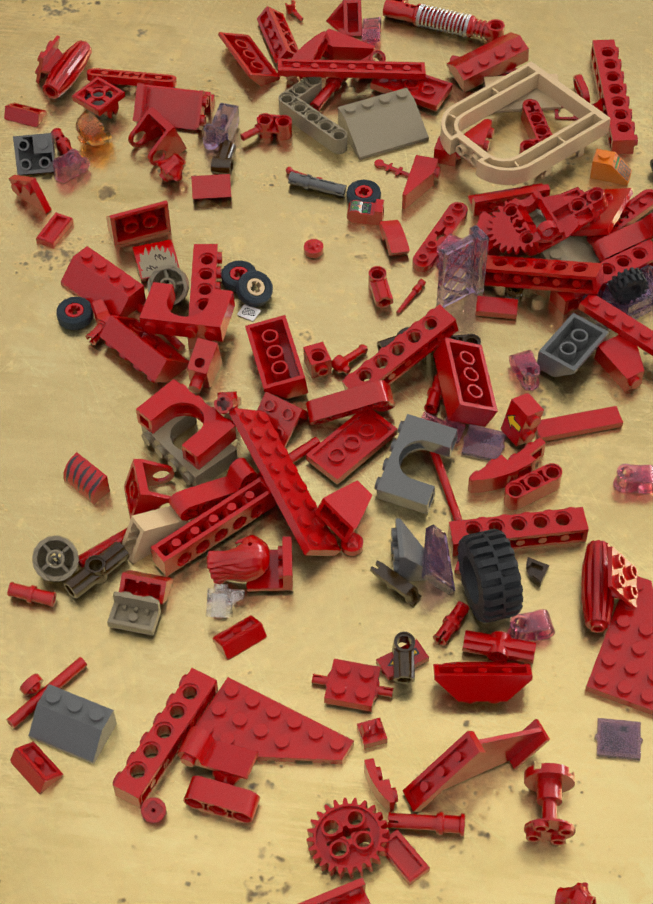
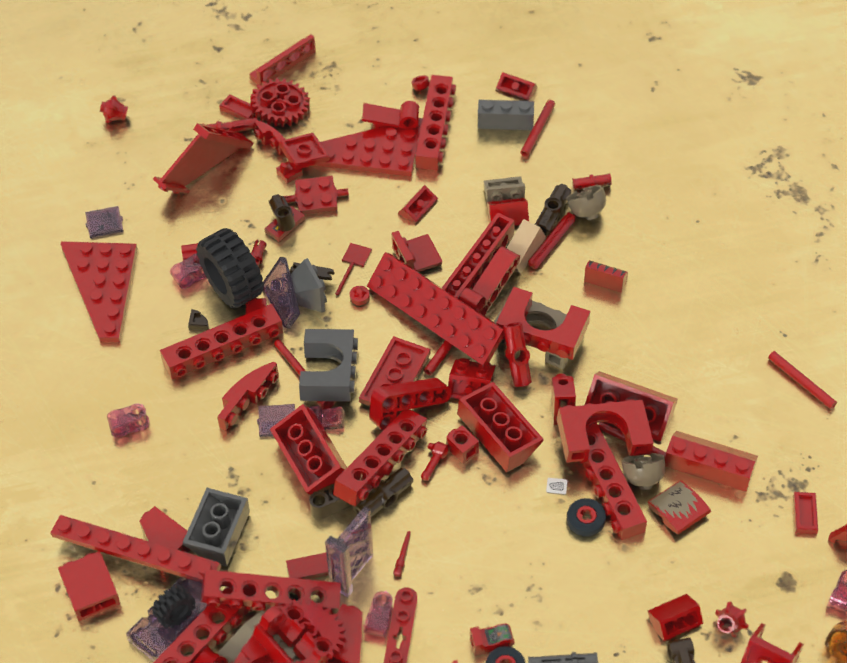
camera: 160 degrees right, 0 degrees up
(31, 685) = (551, 125): red tile -> none
(74, 321) = (720, 434): black bush -> none
(101, 315) = (684, 419): red arm -> none
(136, 486) = (539, 260): red hose -> none
(139, 223) = (723, 536): red slope -> none
(221, 600) = (441, 215): clear brick -> none
(221, 799) = (381, 96): red beam -> none
(241, 563) = (433, 233): red piece -> none
(257, 279) = (561, 499): black bush -> none
(313, 248) = (527, 577): red tile -> none
(336, 597) = (354, 255): none -> red piece
(344, 509) = (372, 305): slope -> none
(346, 734) = (304, 151): none -> red tile
(379, 286) = (436, 544): red piece -> none
(394, 236) = (447, 614): red slope -> none
(434, 396) = (337, 440): red pin -> none
(482, 680) = (230, 213): red wedge -> none
(522, 419) = (244, 429): red brick -> none
(526, 369) = (259, 499): clear pink piece -> none
(532, 486) = (226, 376): red beam -> none
(549, 784) = (147, 160): red piece -> none
(579, 423) = (194, 463): red tile -> none
(605, 577) = (135, 307): red plate -> none

